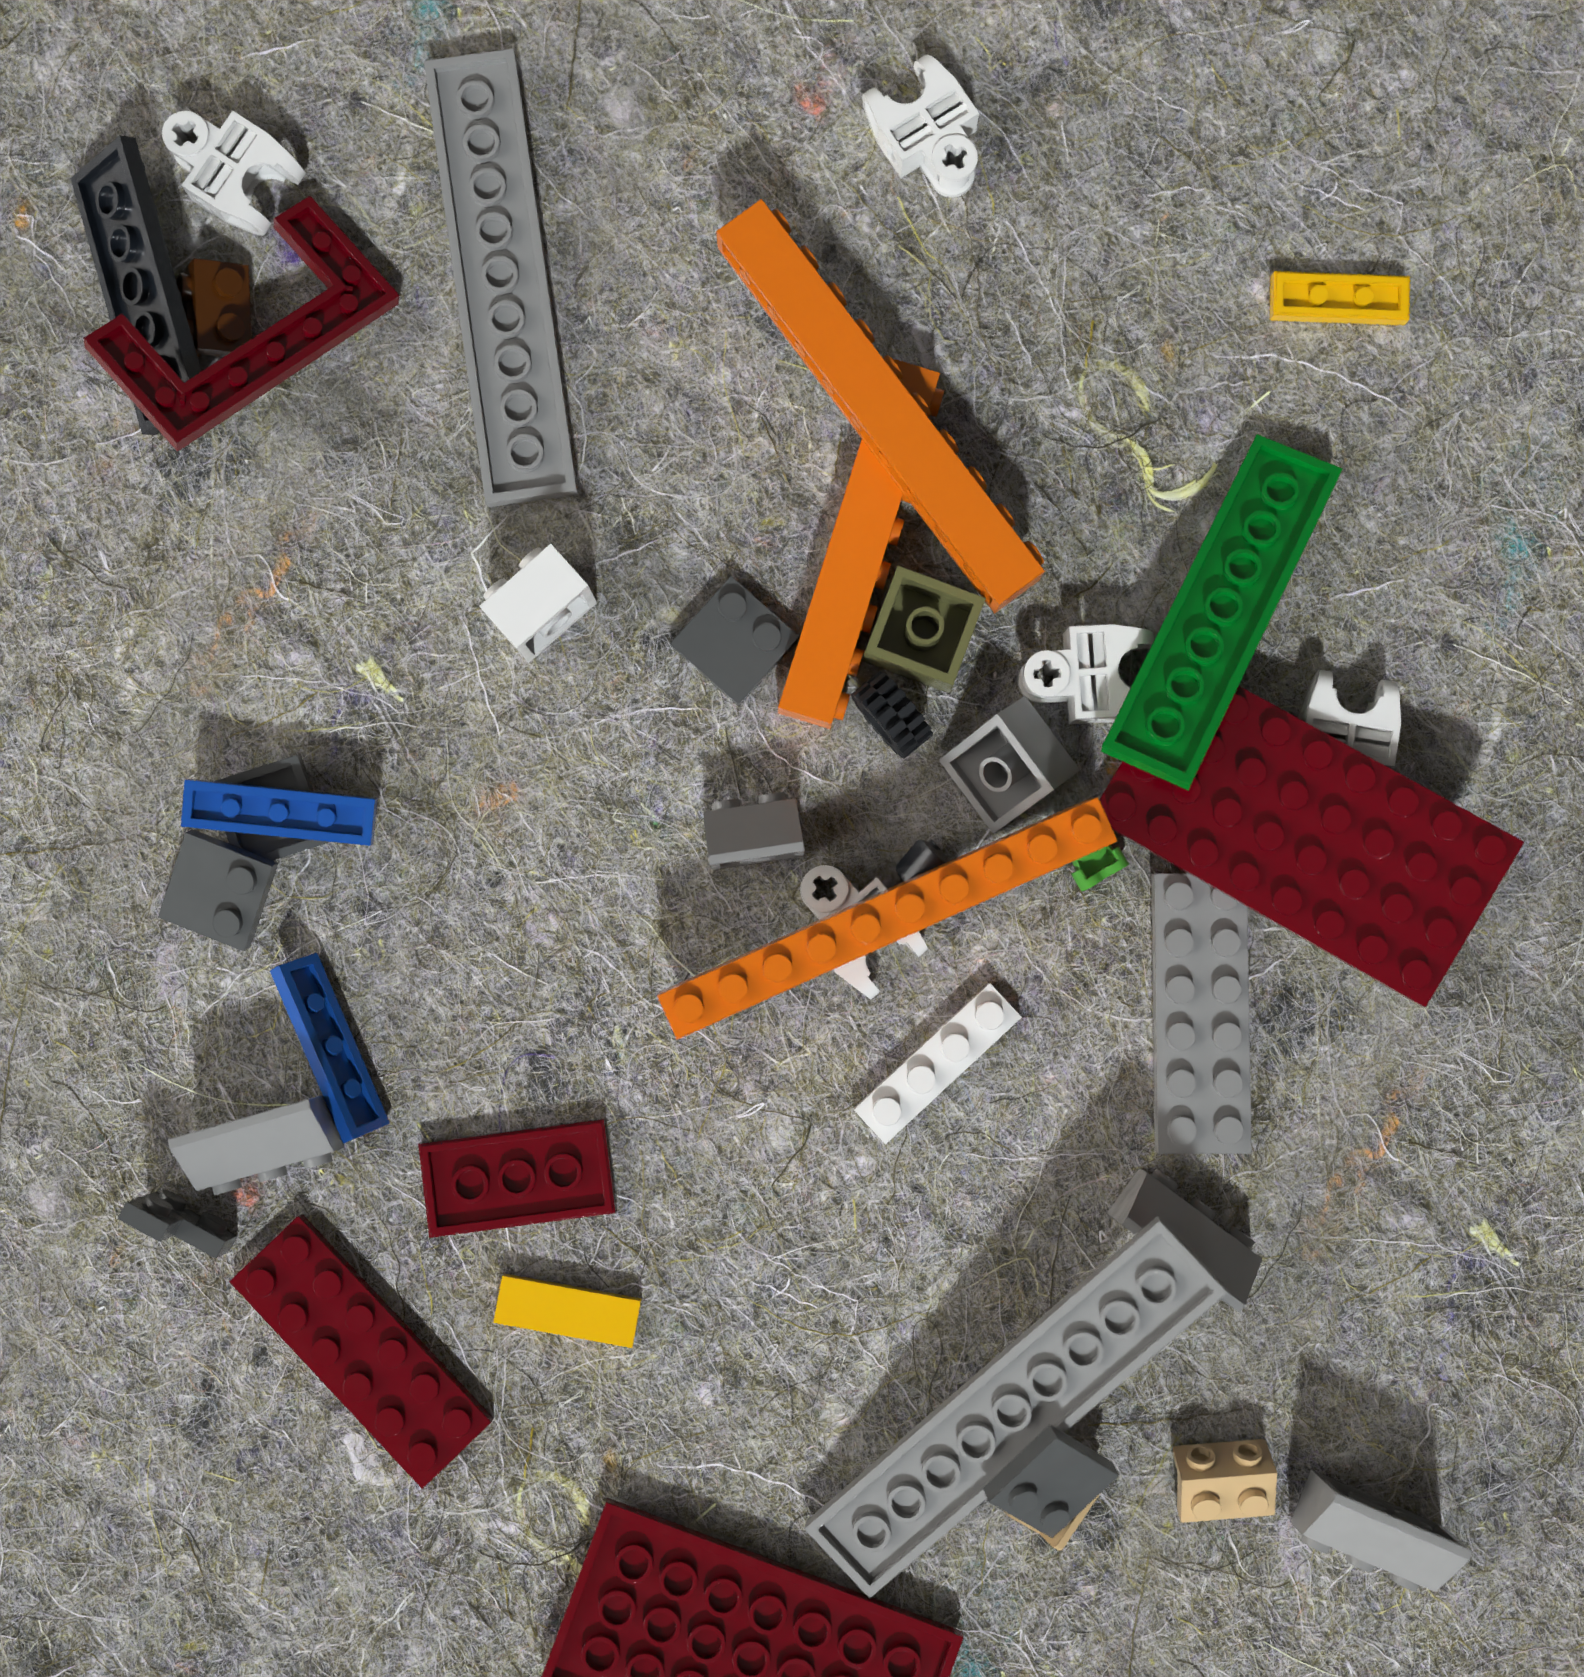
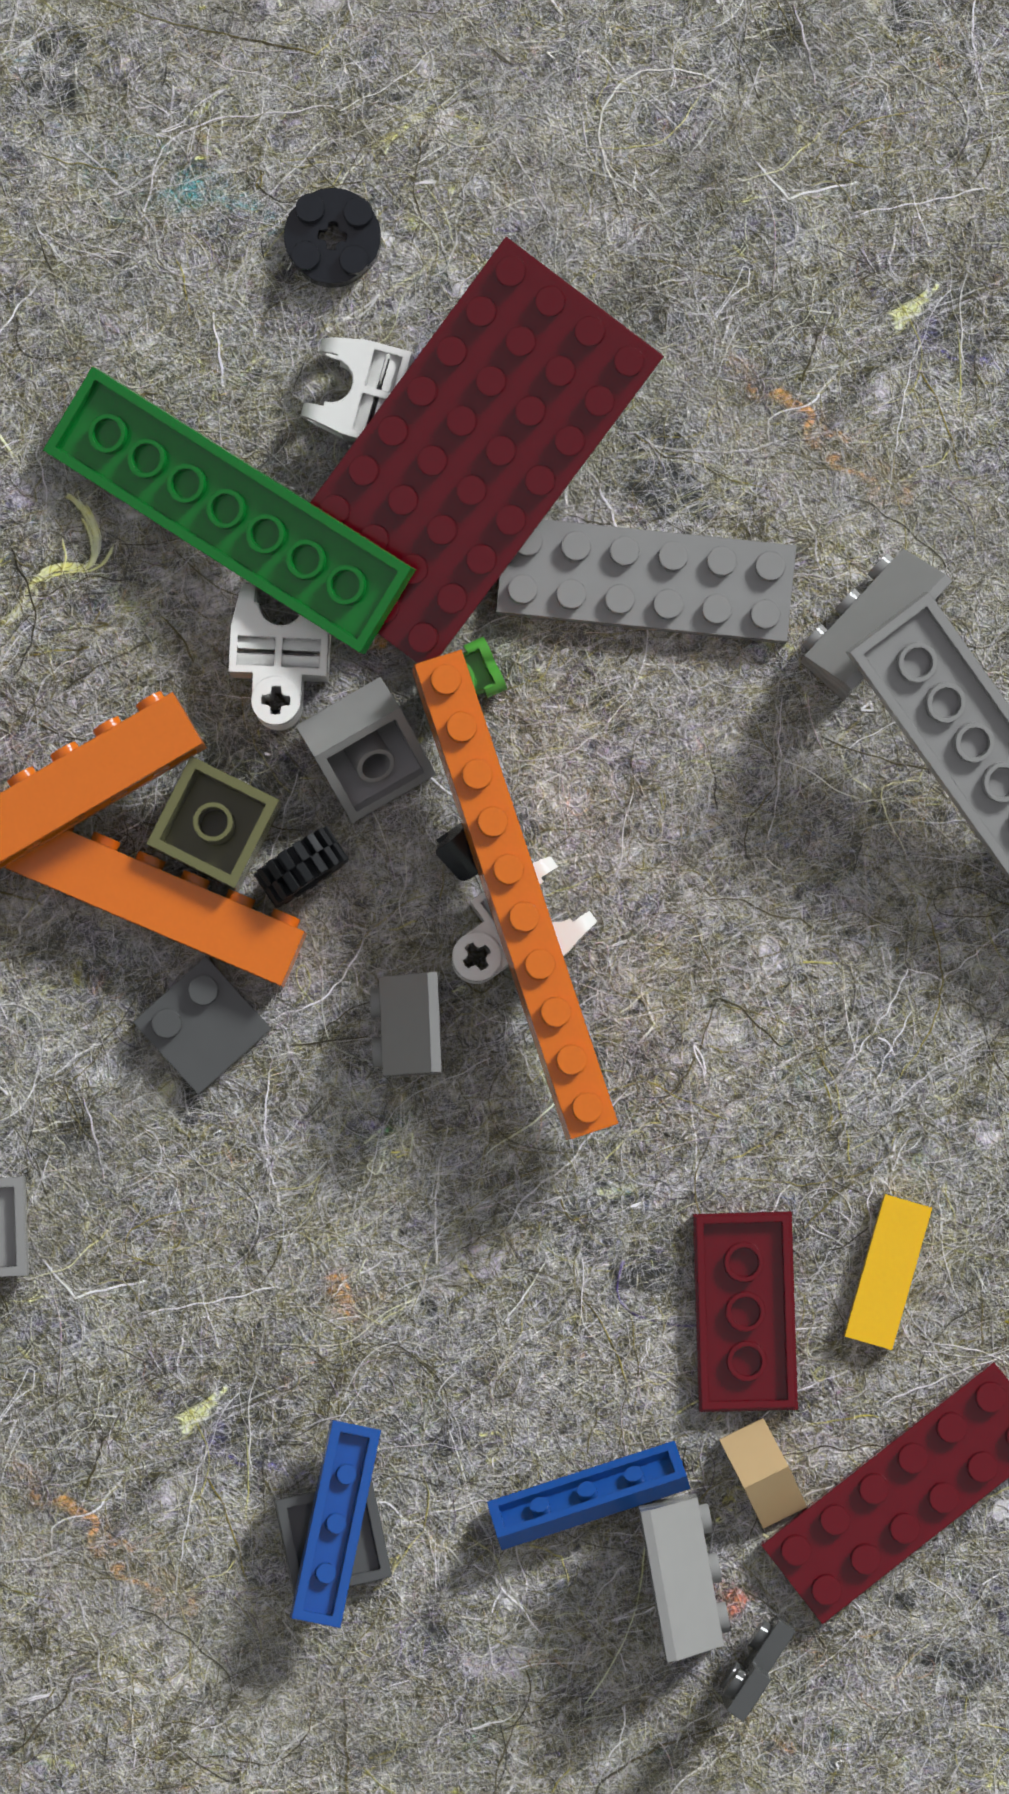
camera: 80 degrees left, 0 degrees up
(217, 890) = (410, 1600): dark grey plate -> none
(367, 1209) = (763, 1472): none -> tan slope
(538, 601) = (141, 1227): white brick -> none
(937, 1063) = (670, 859): white plate -> none
(1510, 663) = (314, 215): none -> black plate

